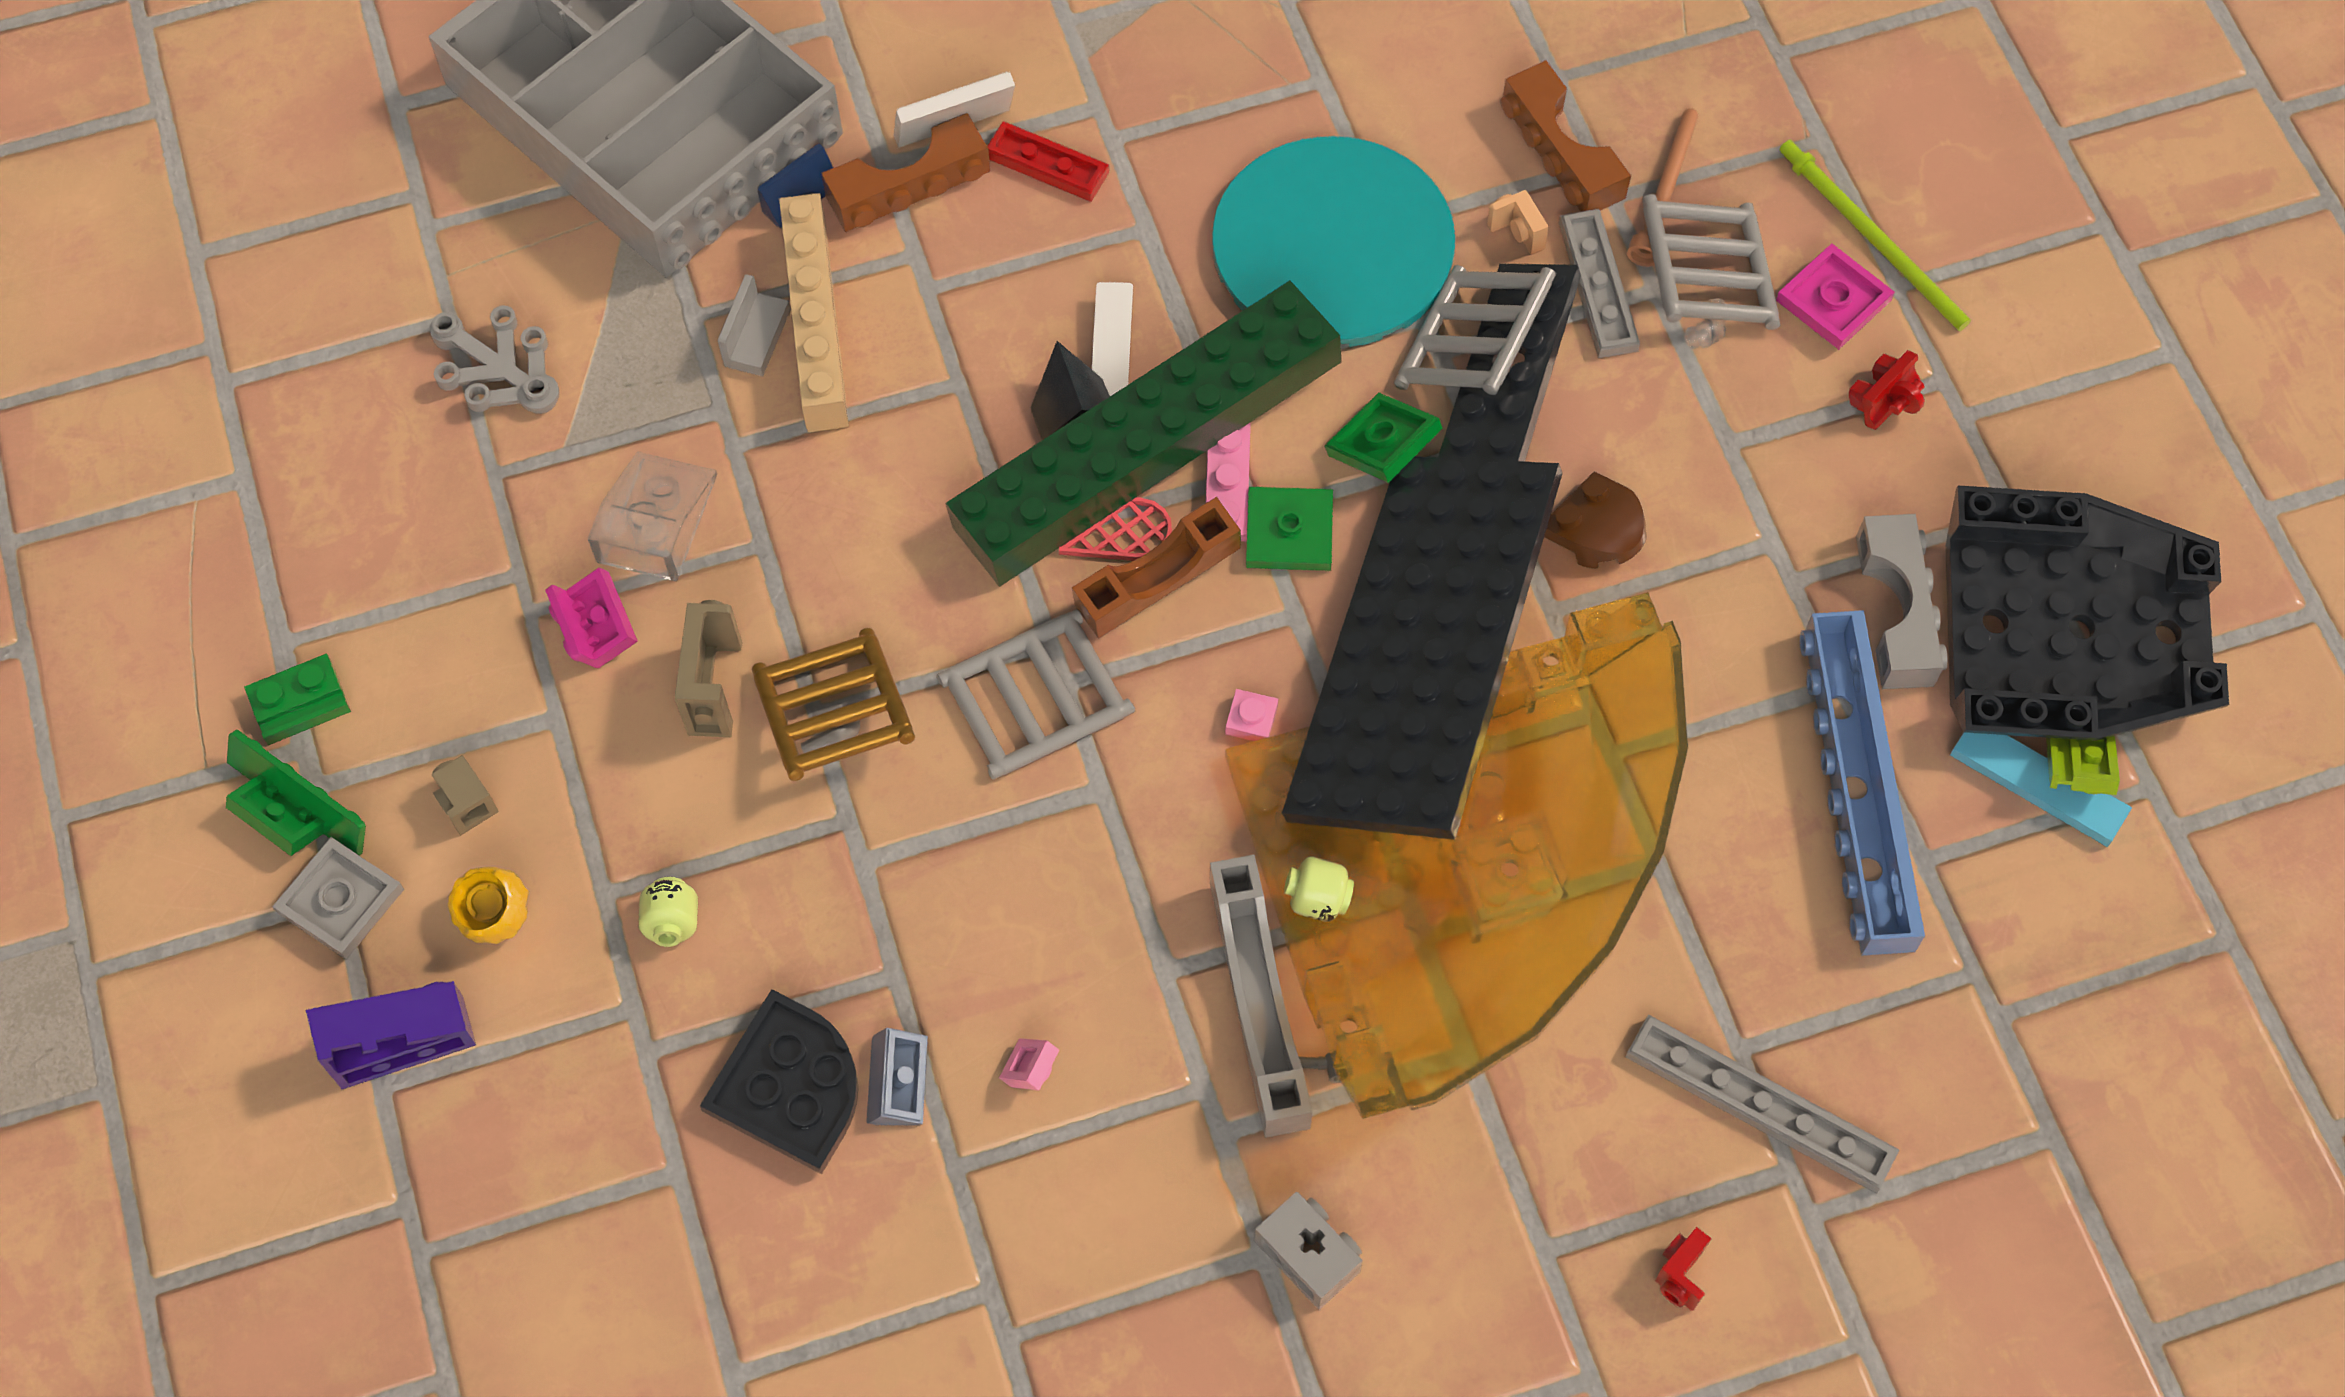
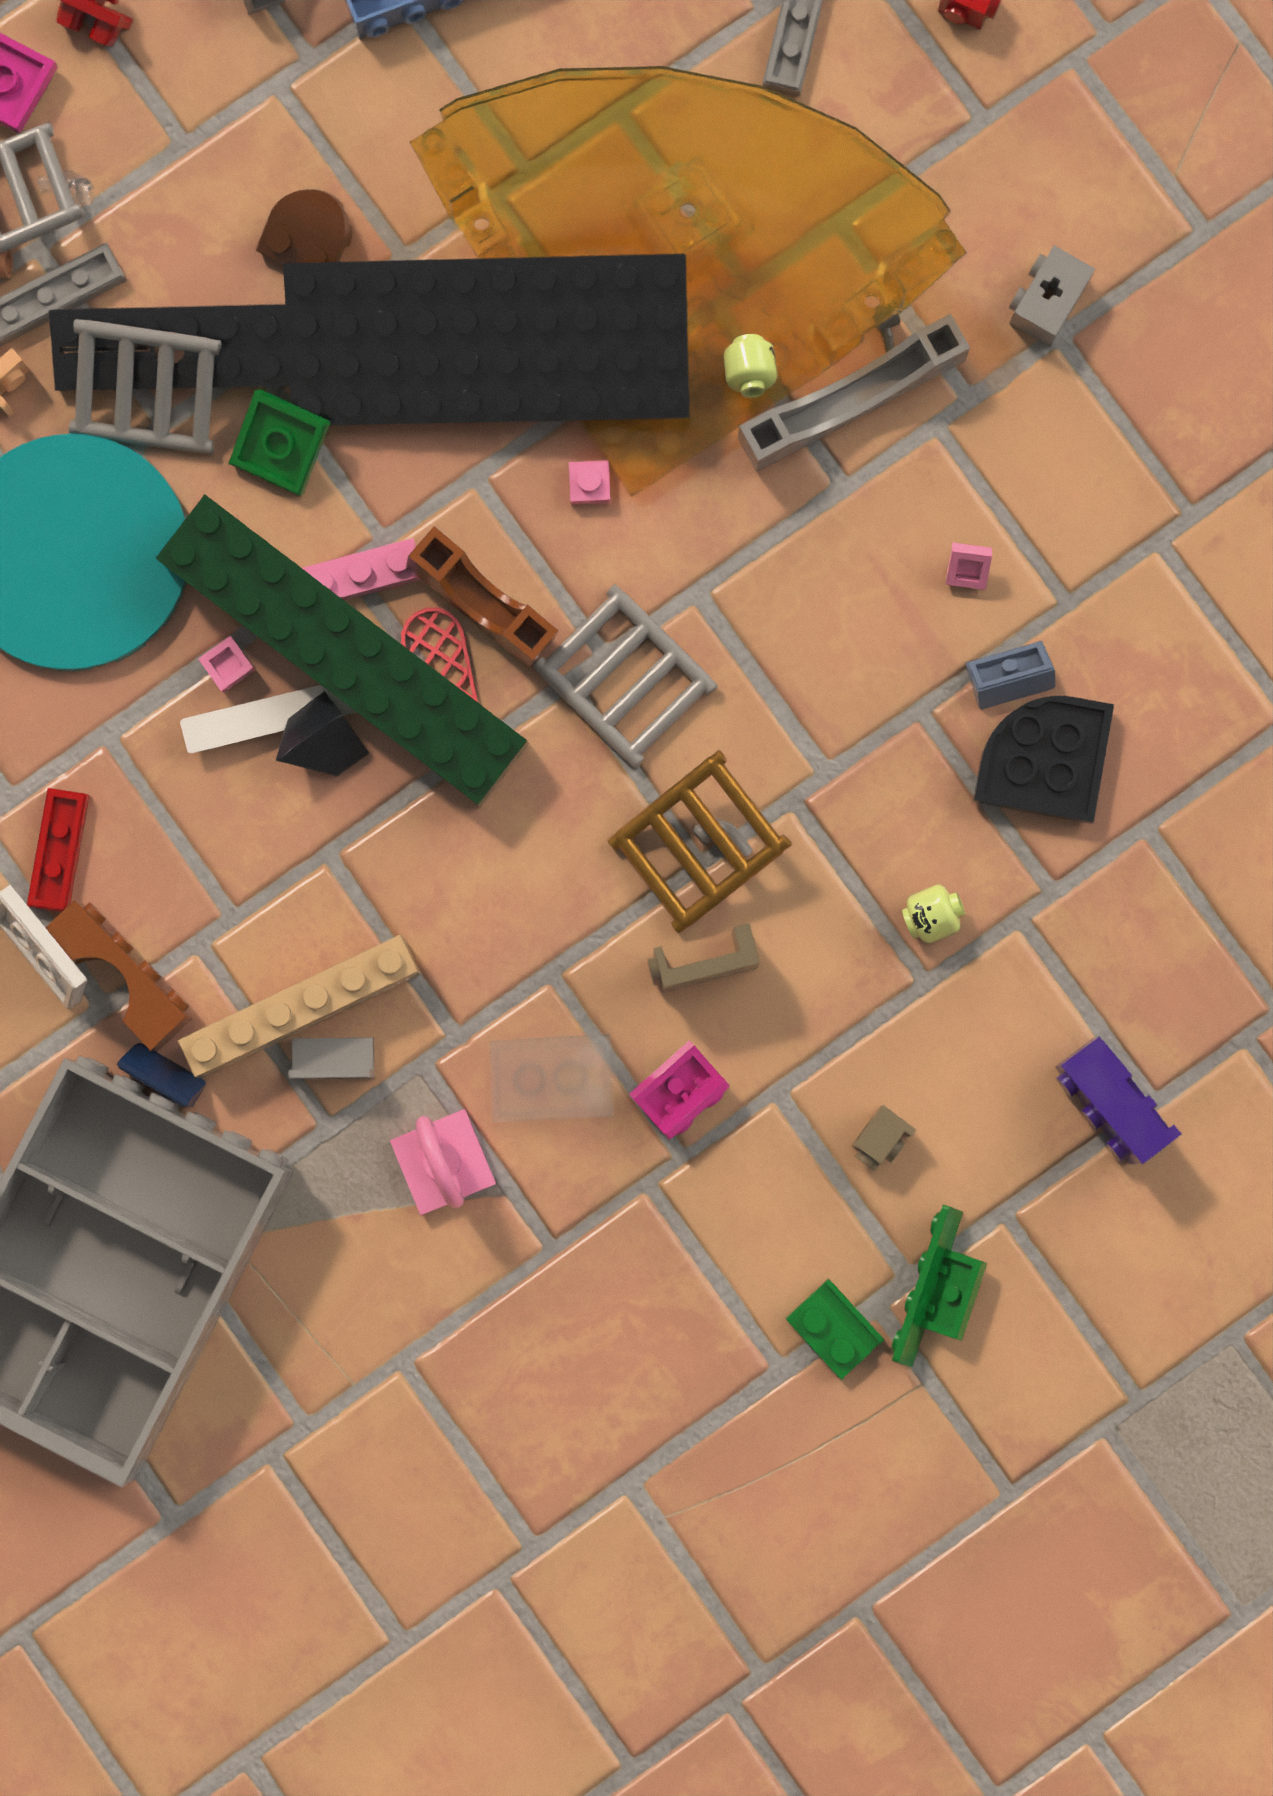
camera: 105 degrees left, 20 degrees up
(338, 898) = (1009, 1206): light grey plate -> none
(488, 904) = (980, 1067): yellow hair -> none
(496, 366) = (442, 1286): light grey plant -> none
(612, 396) = (442, 1161): none -> bright pink tile
(1171, 335) = (226, 664): none -> bright pink plate
(1289, 528) = (392, 502): green plate -> none

